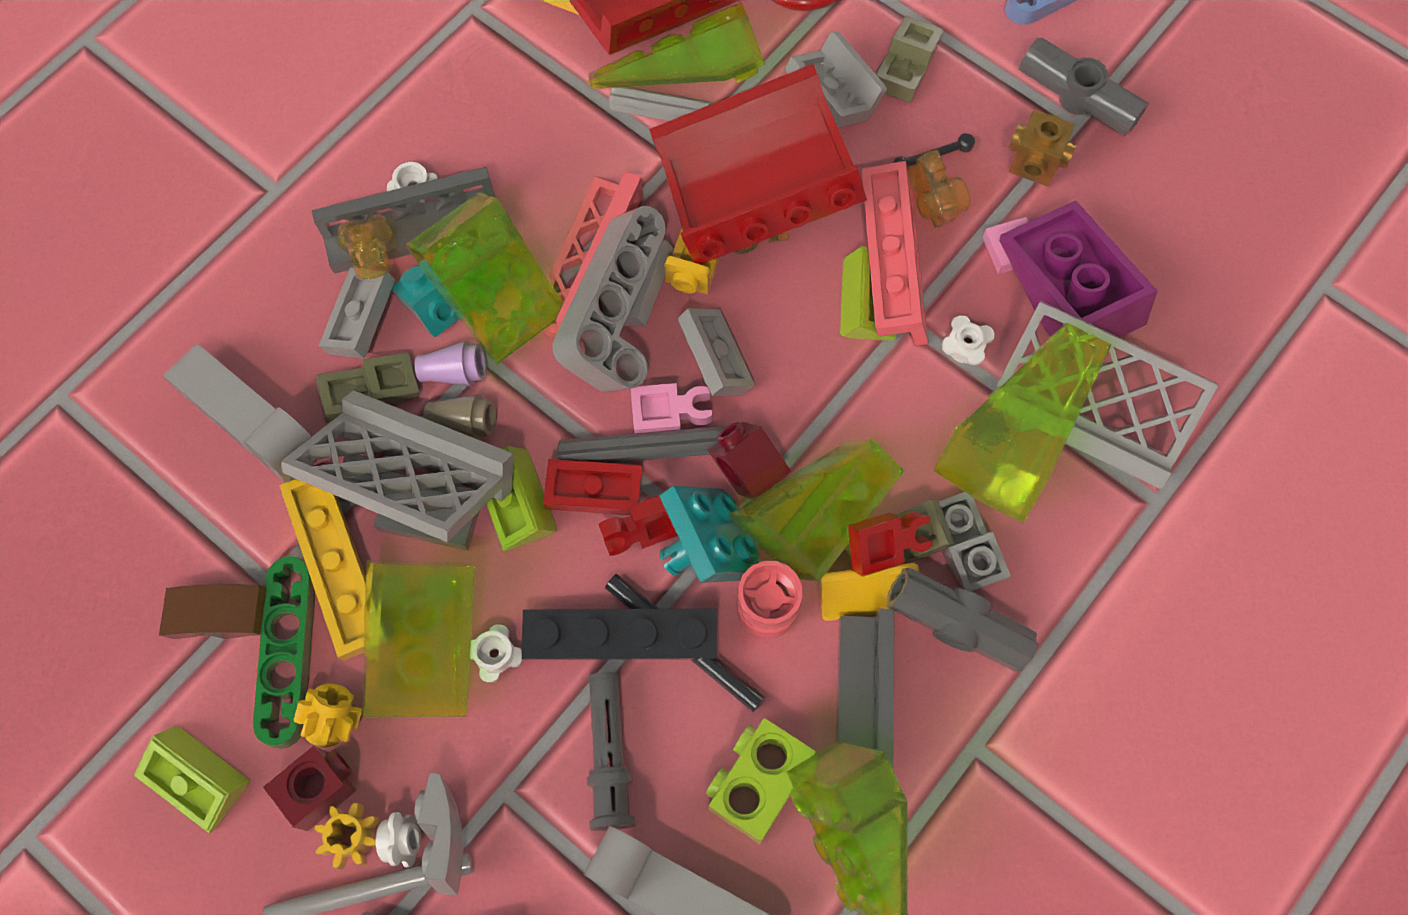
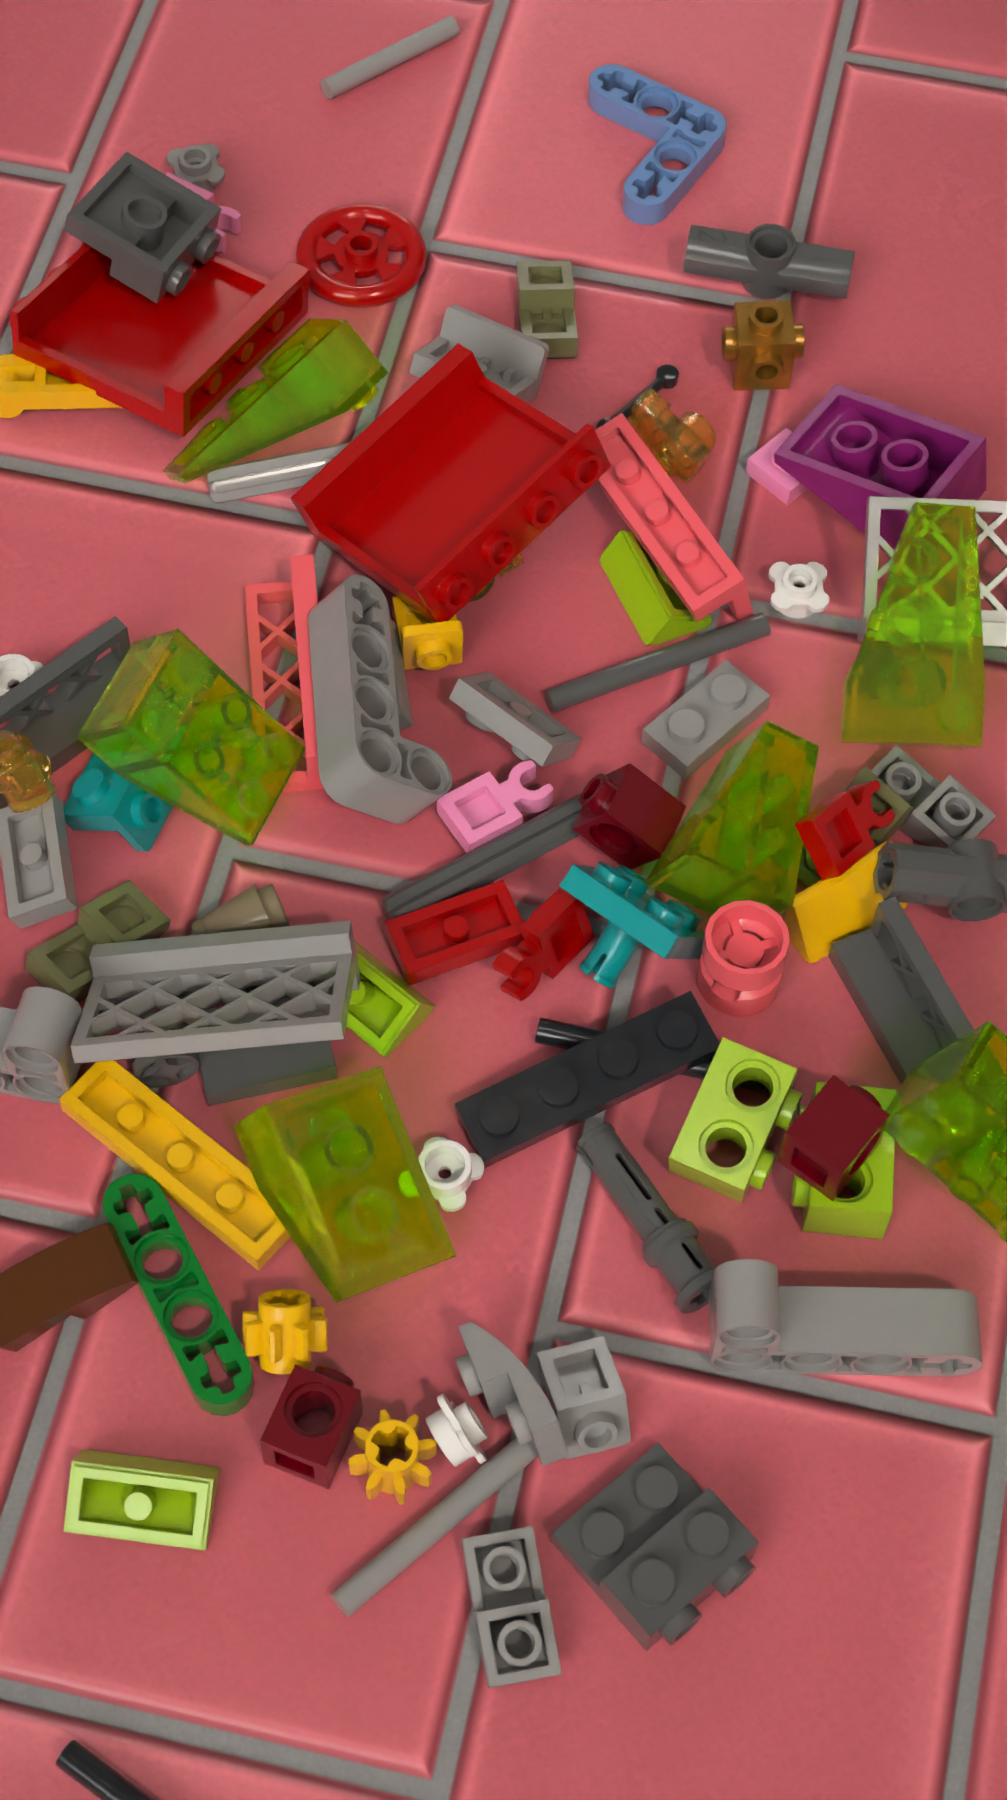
camera: 30 degrees left, 10 degrees down
(454, 365) = (195, 869): lavender cone -> none
(493, 857) = (586, 1396): none -> light grey bracket
(689, 704) = (721, 1116): none -> lime brick
(746, 769) = (833, 1136): none -> dark red brick
(840, 352) = (657, 662): none -> dark grey bar
(849, 408) = (705, 719): none -> light grey plate

